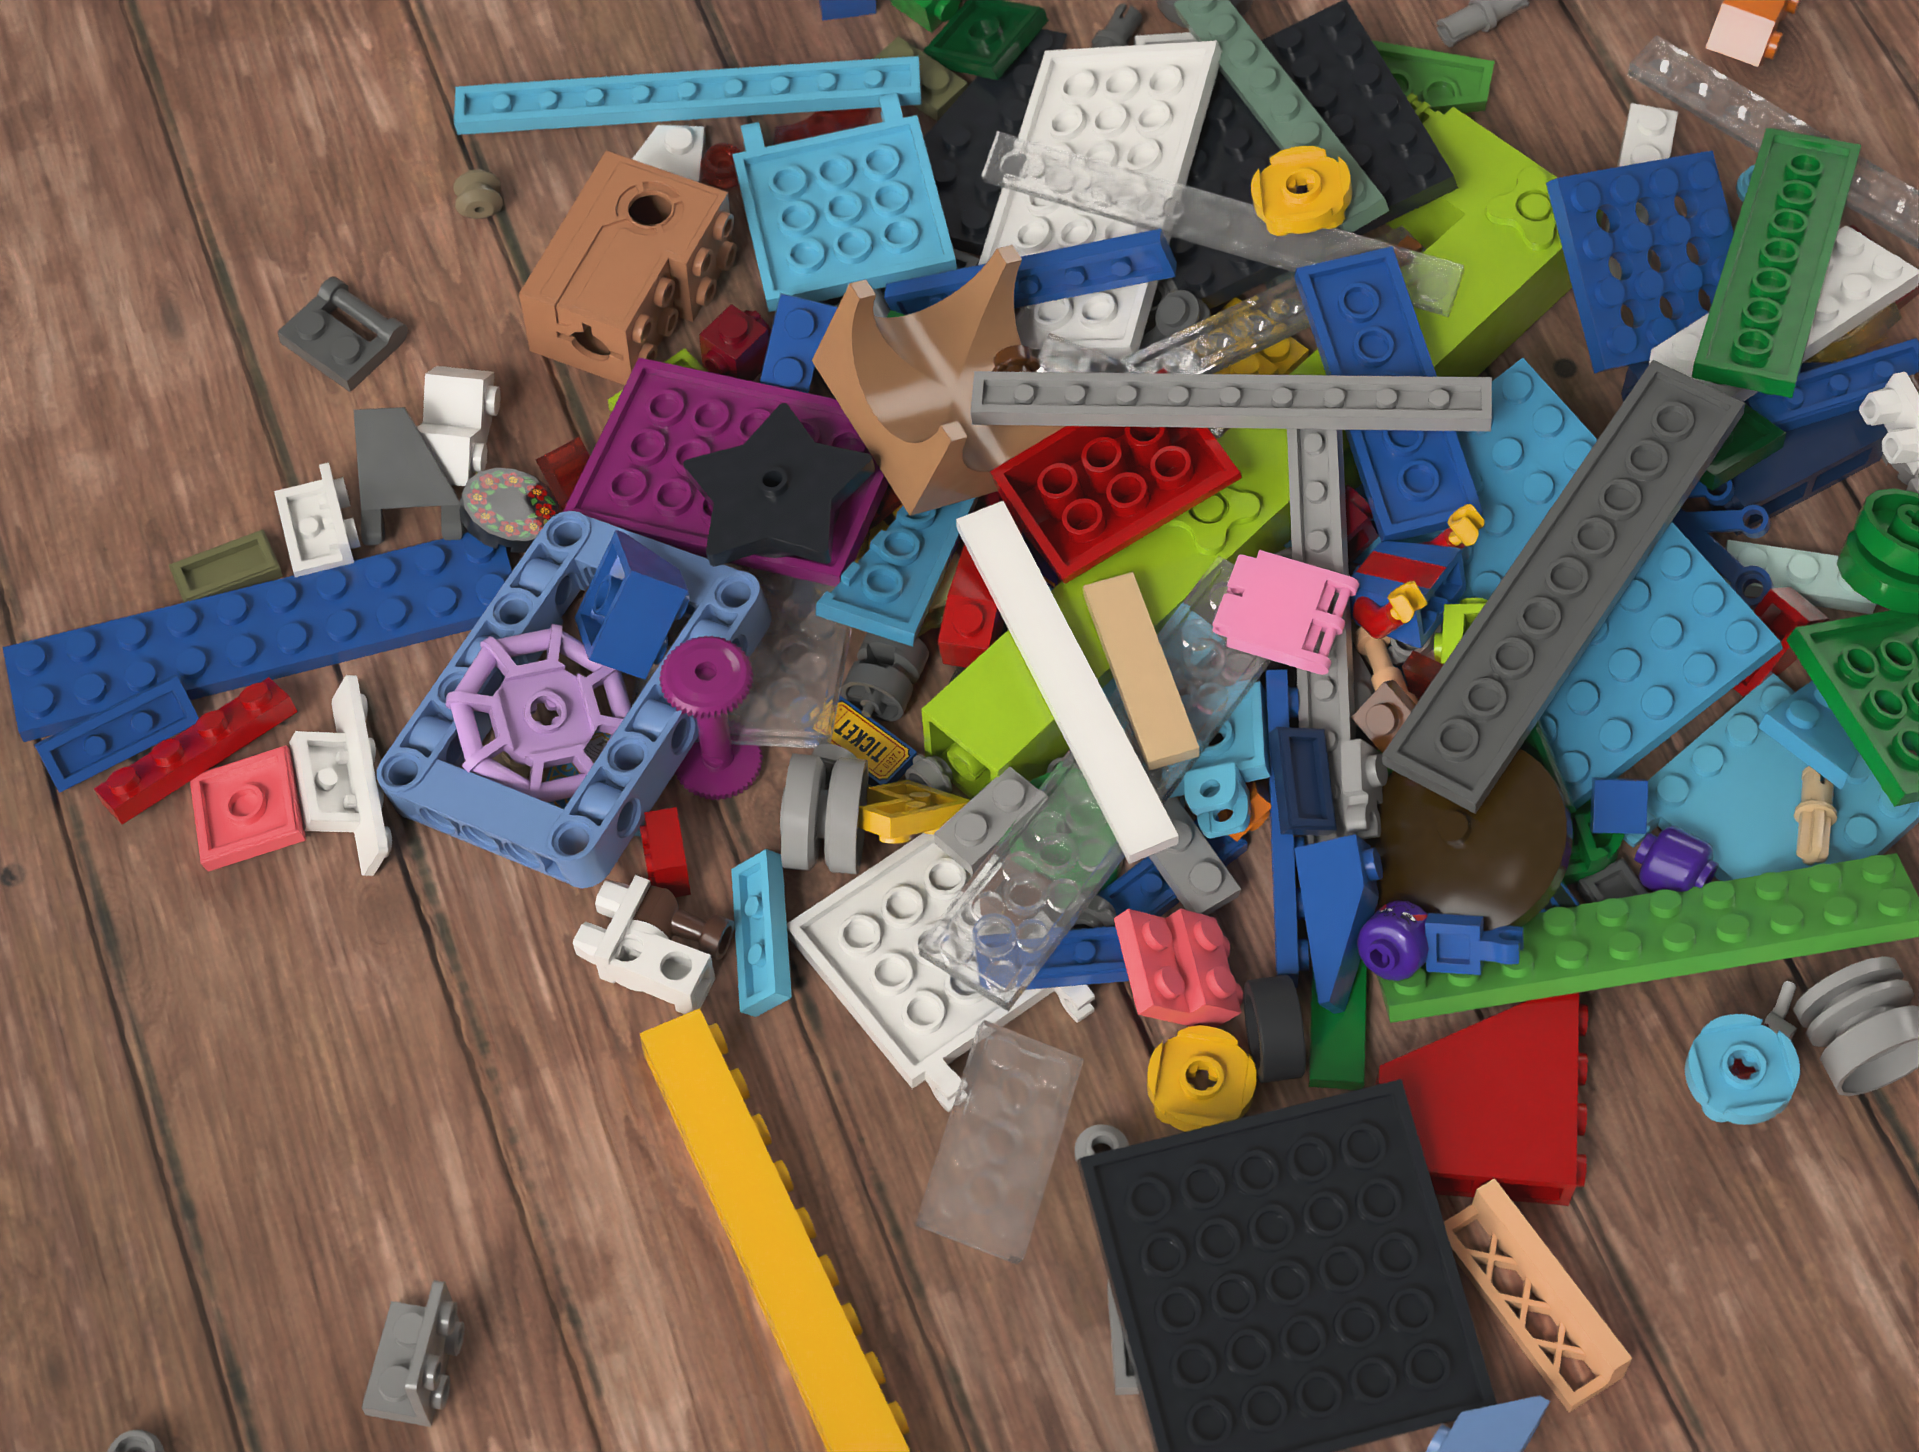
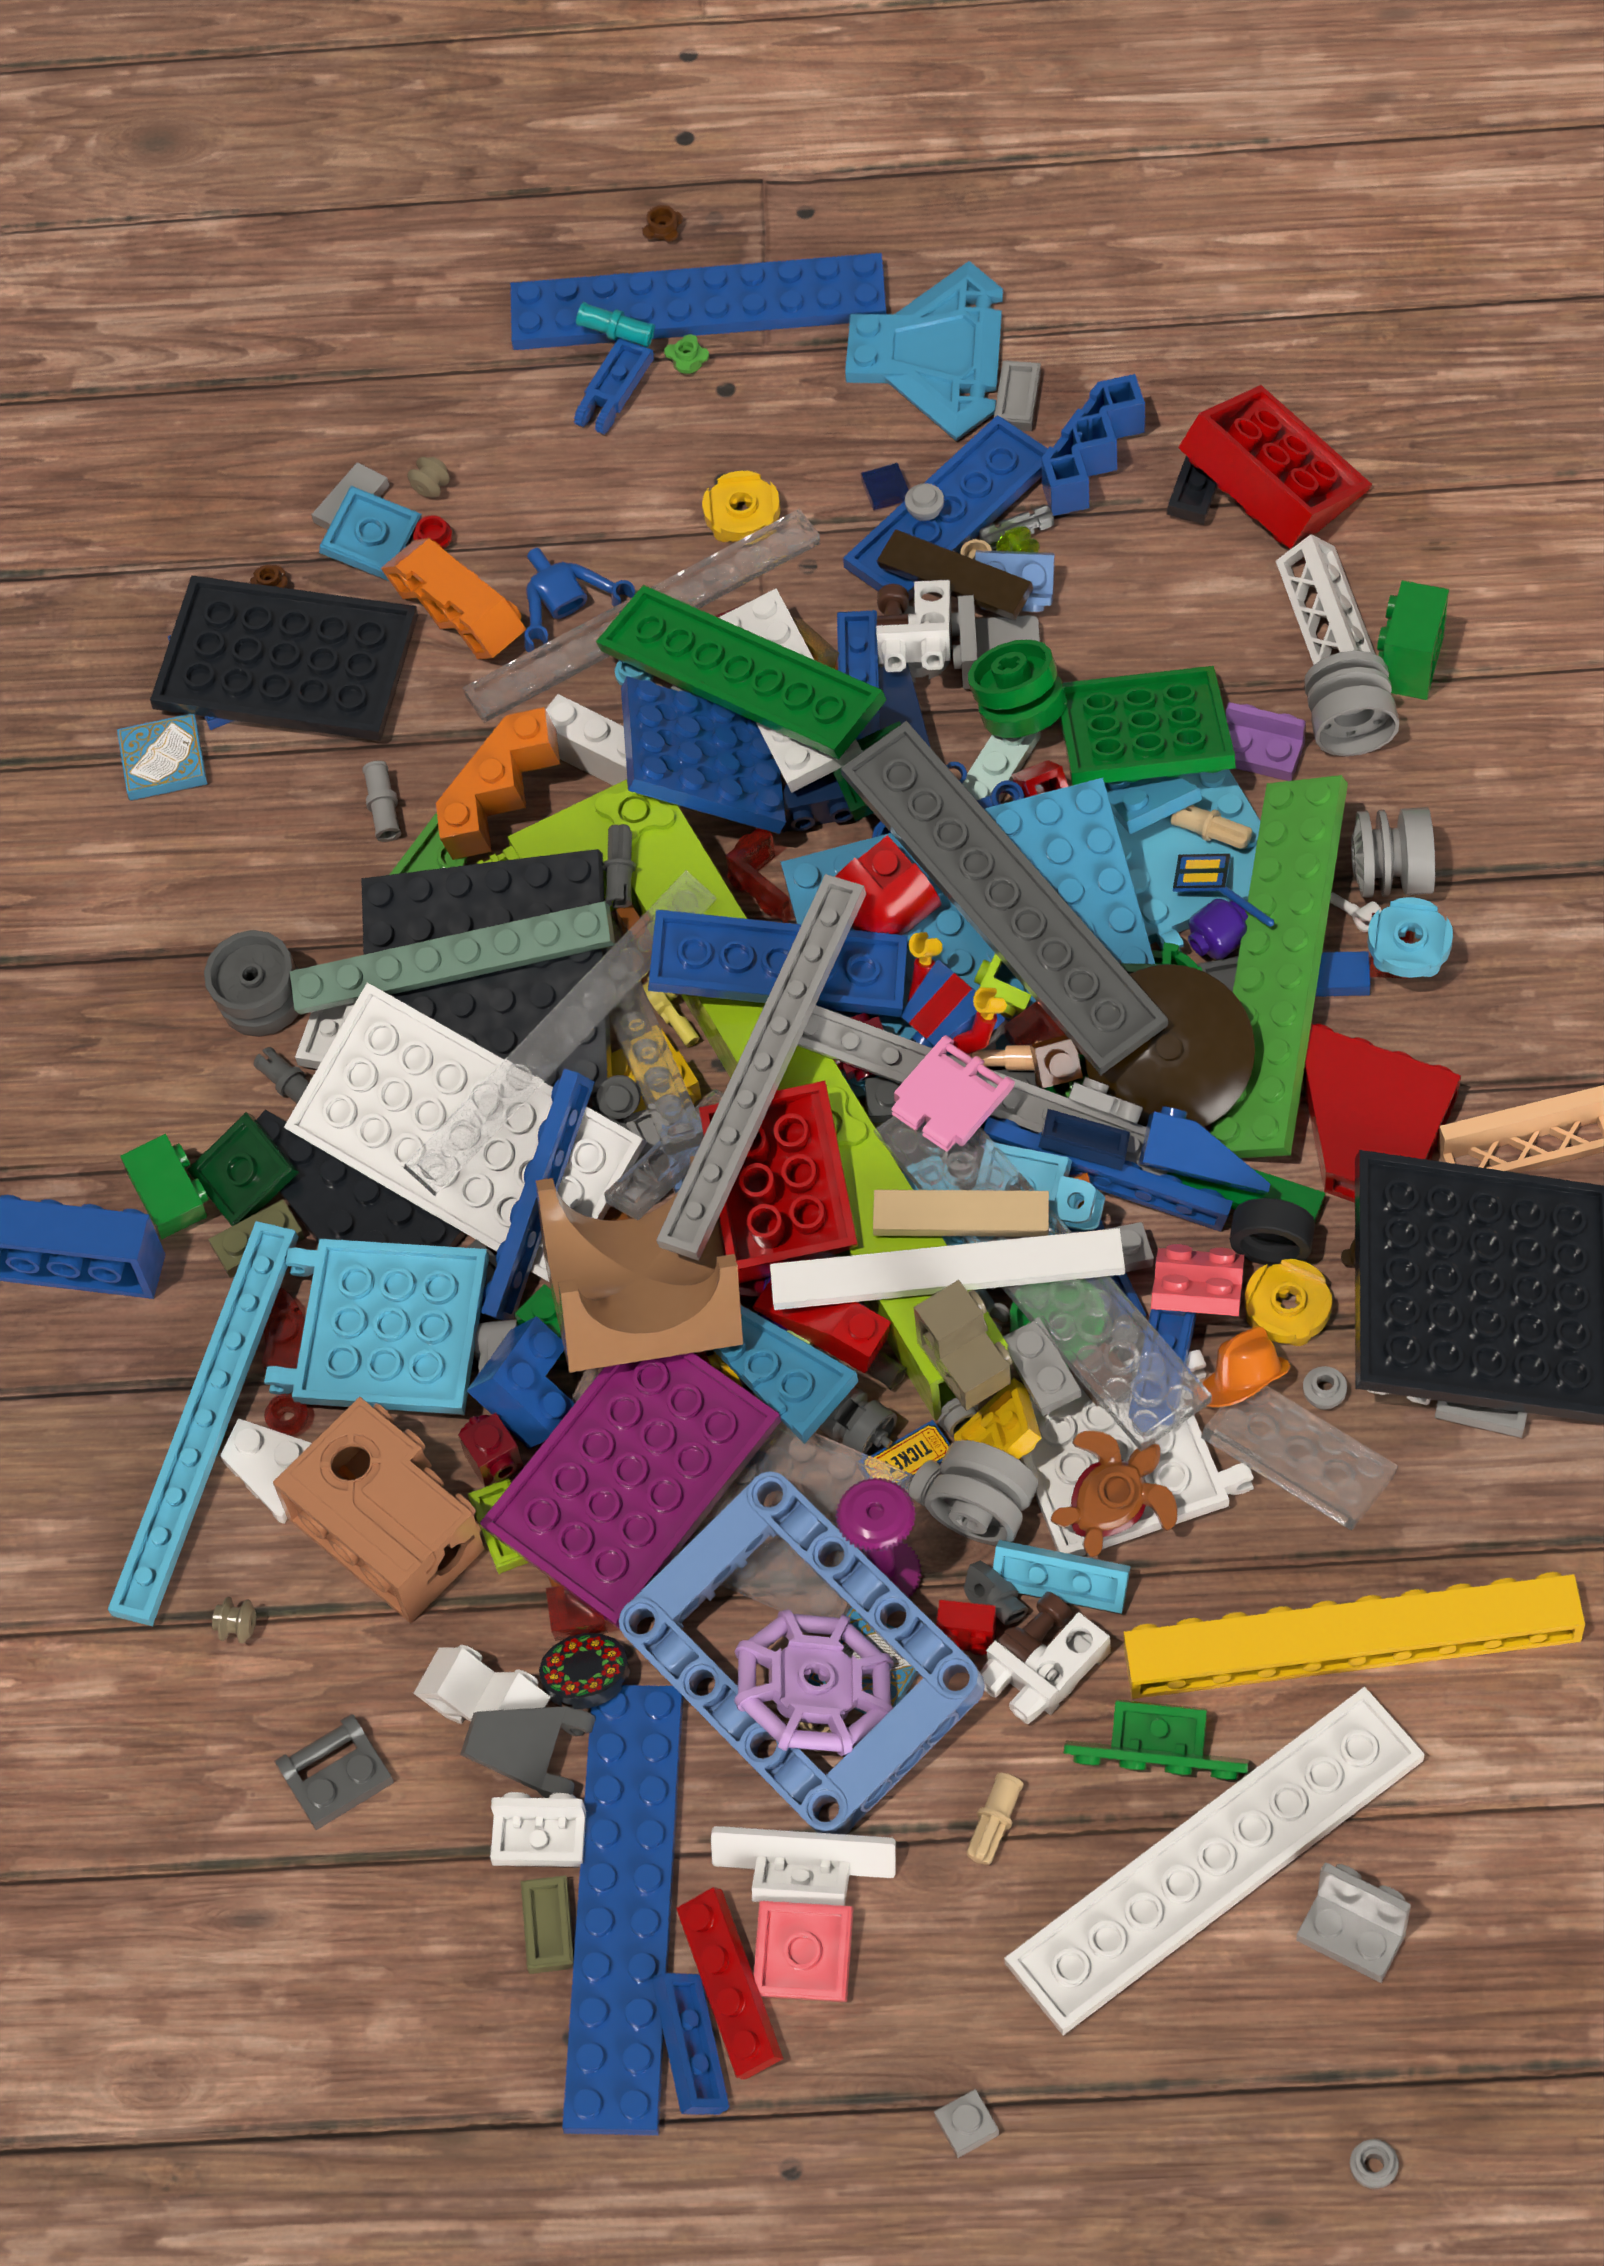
camera: 65 degrees left, 0 degrees up
(94, 1025) = (966, 2123): none -> light grey plate
(451, 951) = (994, 1818): none -> tan axle
(468, 1194) = (1213, 1860): none -> white plate
(588, 1090) = (1158, 1736): none -> green bracket
(630, 607) = (745, 1581): blue slope -> none
(714, 877) = (988, 1587): none -> dark grey piece
(776, 492) = (705, 1458): black plate -> none
(865, 945) = (1114, 1492): none -> dark orange animal
(964, 713) = (955, 1341): none -> dark tan brick
(1016, 359) = (634, 1224): reddish brown plate -> none
(1083, 1046) = (1244, 1367): none -> orange piece
(1293, 213) = (590, 973): yellow plate -> none
(1394, 941) = (1234, 1120): dark purple head -> none
(1454, 212) = (619, 866): none -> dark grey axle
(1462, 946) = (1259, 1073): blue plate -> none
(1523, 464) = (895, 890): none -> red brick
(1533, 84) = (494, 781): none -> orange brick
(1562, 364) = (745, 861): none -> clear red bracket
(1619, 805) = (1171, 940): blue tile -> none
(1674, 1013) = (1344, 974): none -> blue tile
(1743, 826) = (1210, 873): none -> piece
(1825, 85) = (561, 592): none -> blue piece

